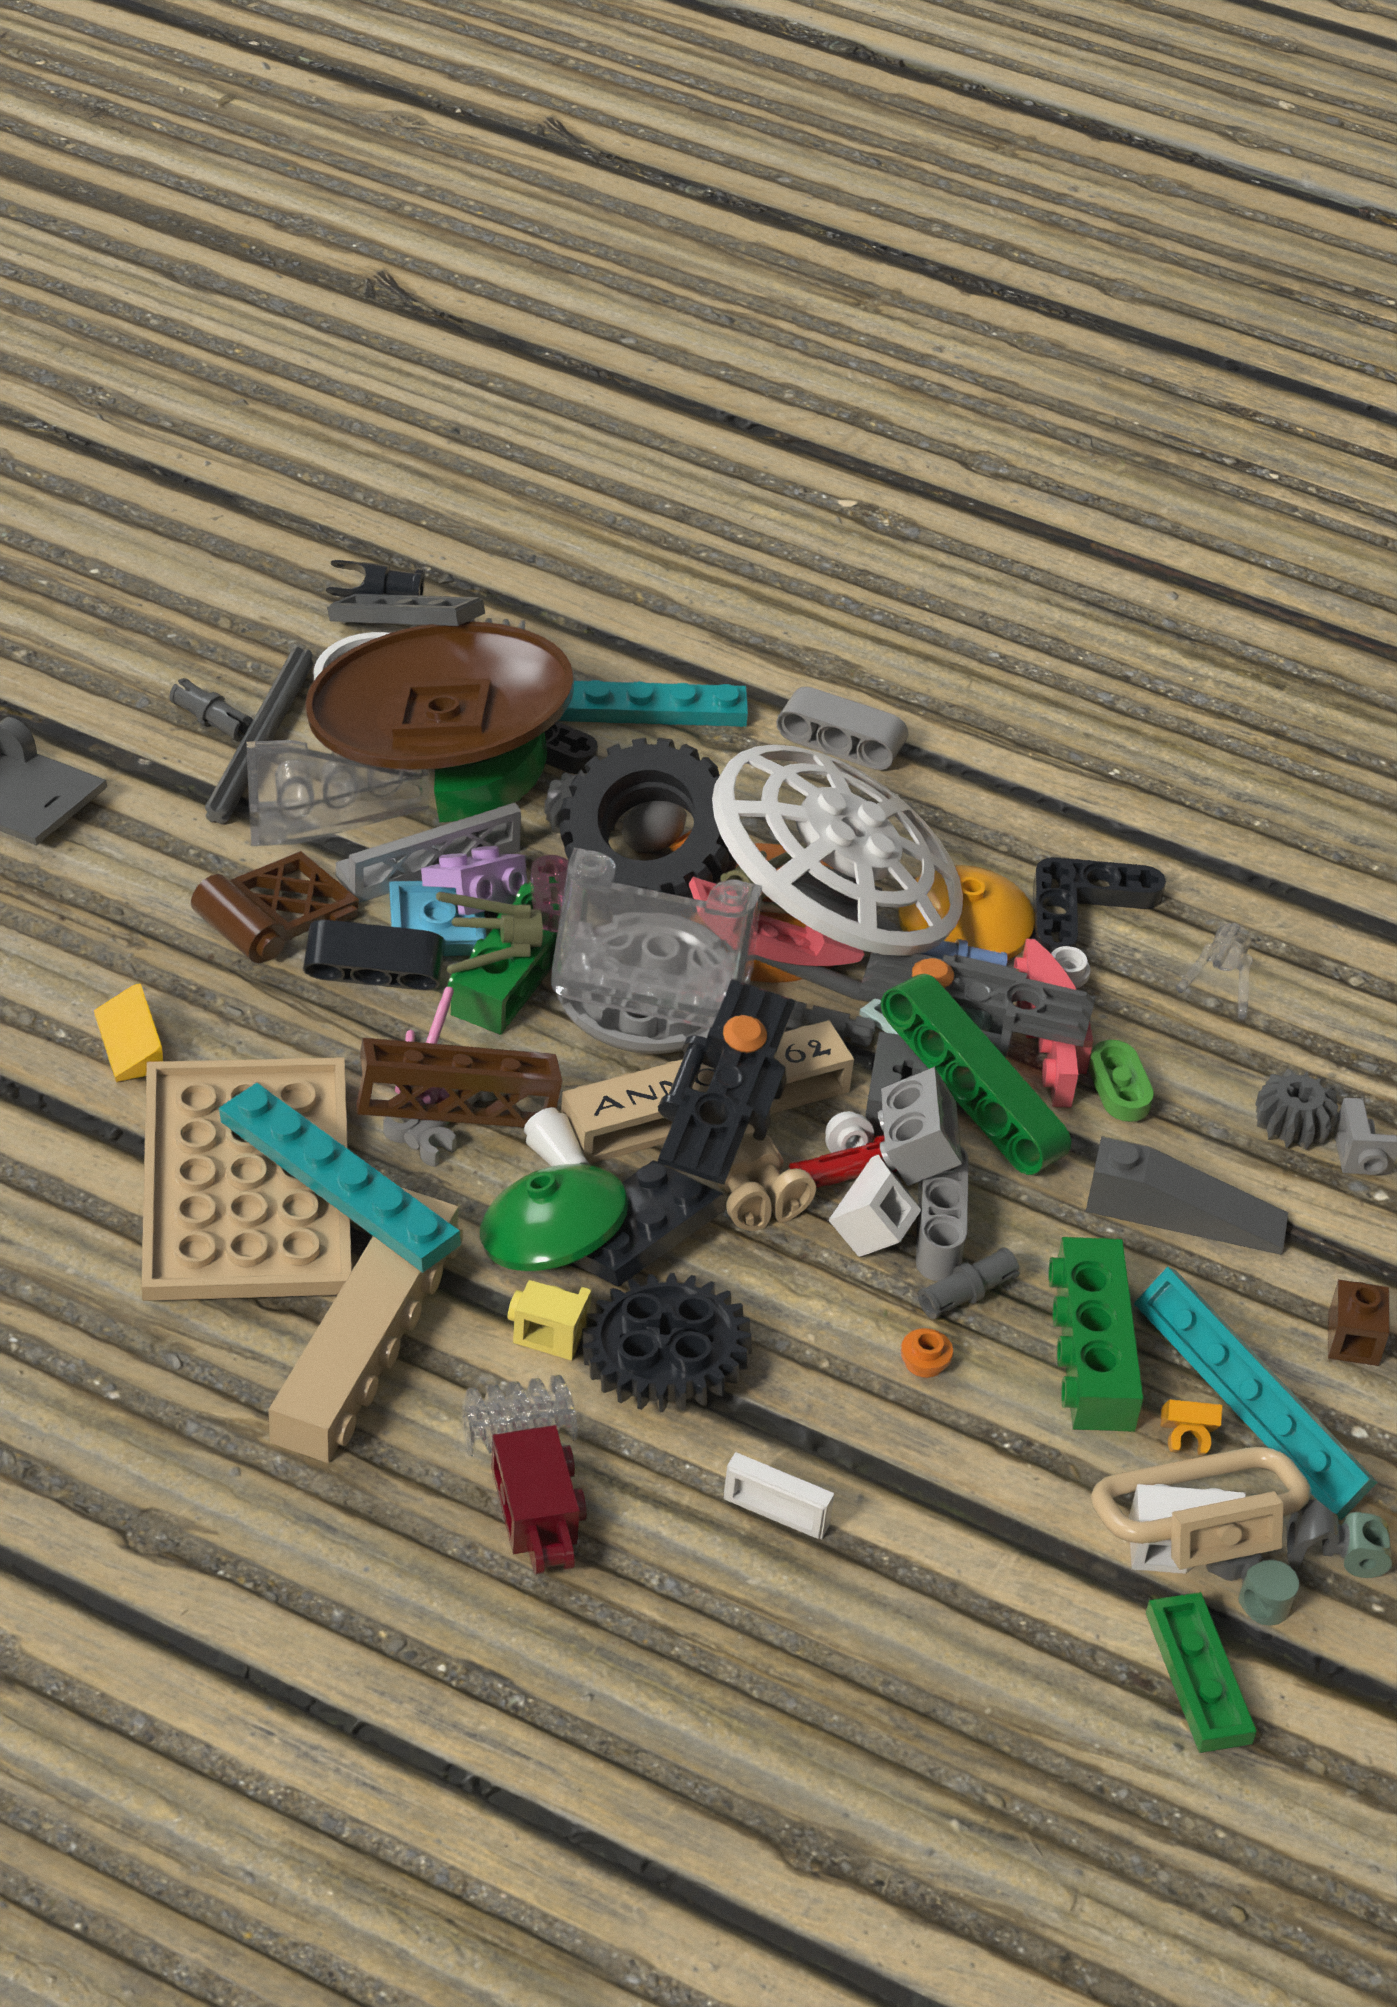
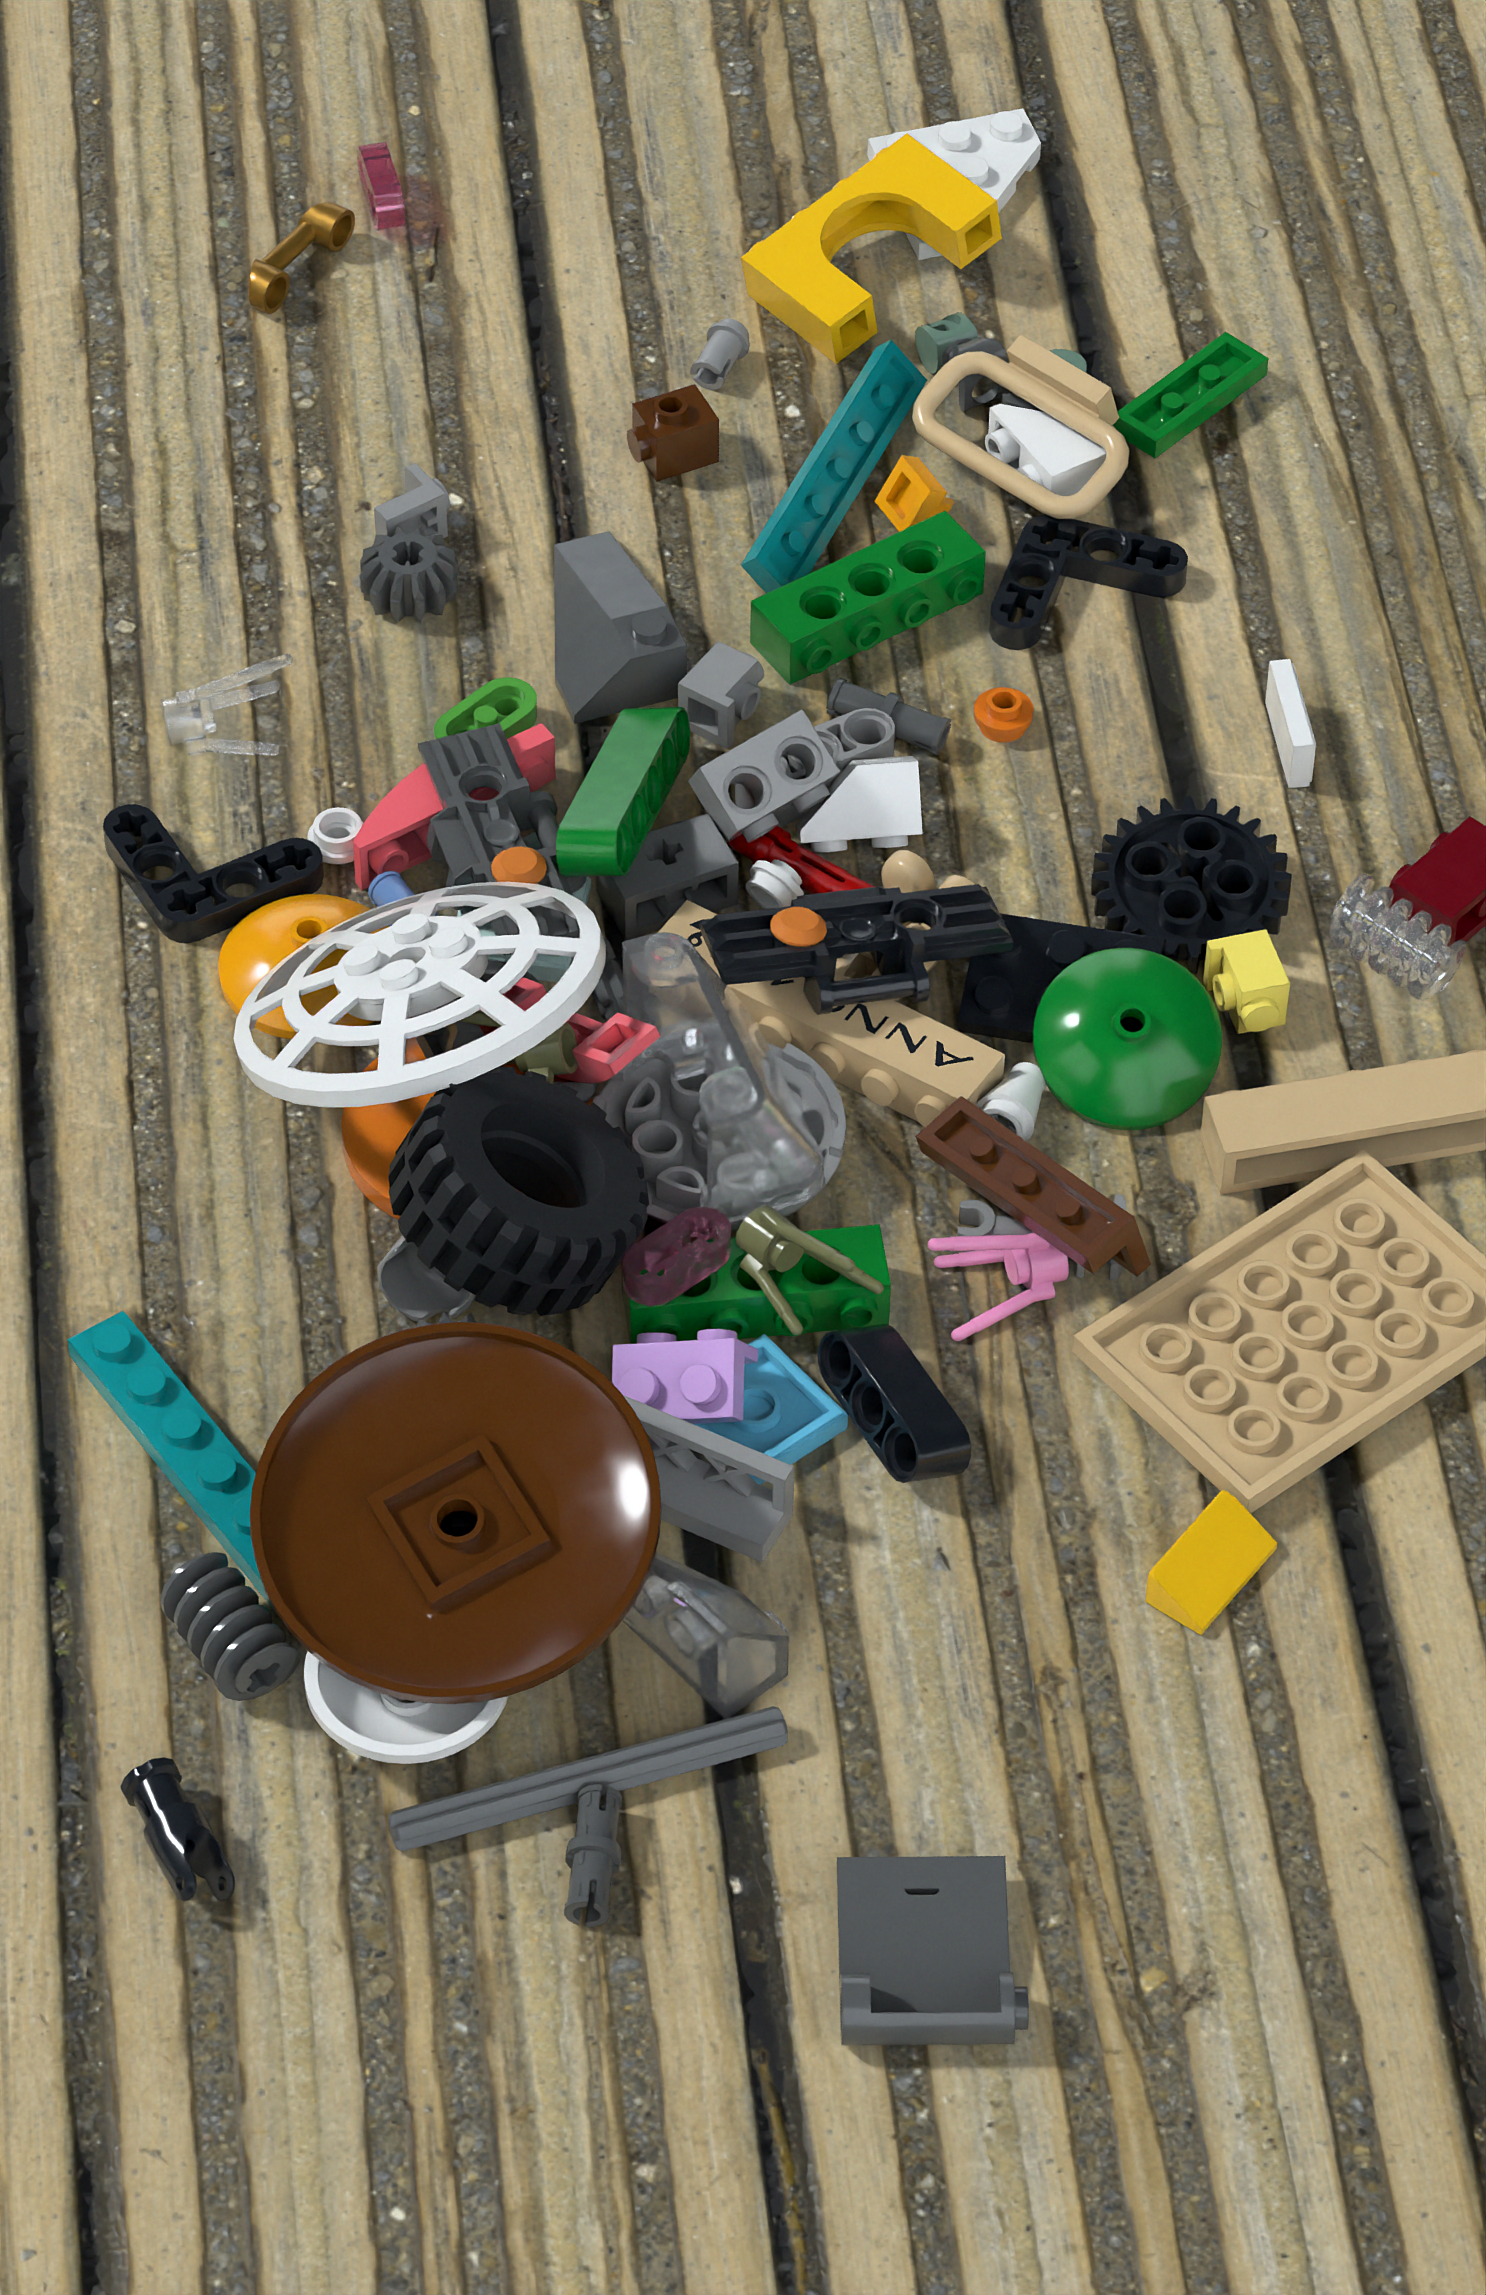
camera: 120 degrees left, 5 degrees up
(251, 918) = (936, 1569): reddish brown piece -> none
(340, 1177) = (1264, 1211): teal plate -> none
(406, 609) = (256, 1716): dark grey tile -> none
(842, 728) = (77, 1206): light grey beam -> none
(1054, 1200) = (720, 693): none -> light grey brick
(1062, 1475) = (1060, 561): none -> black beam

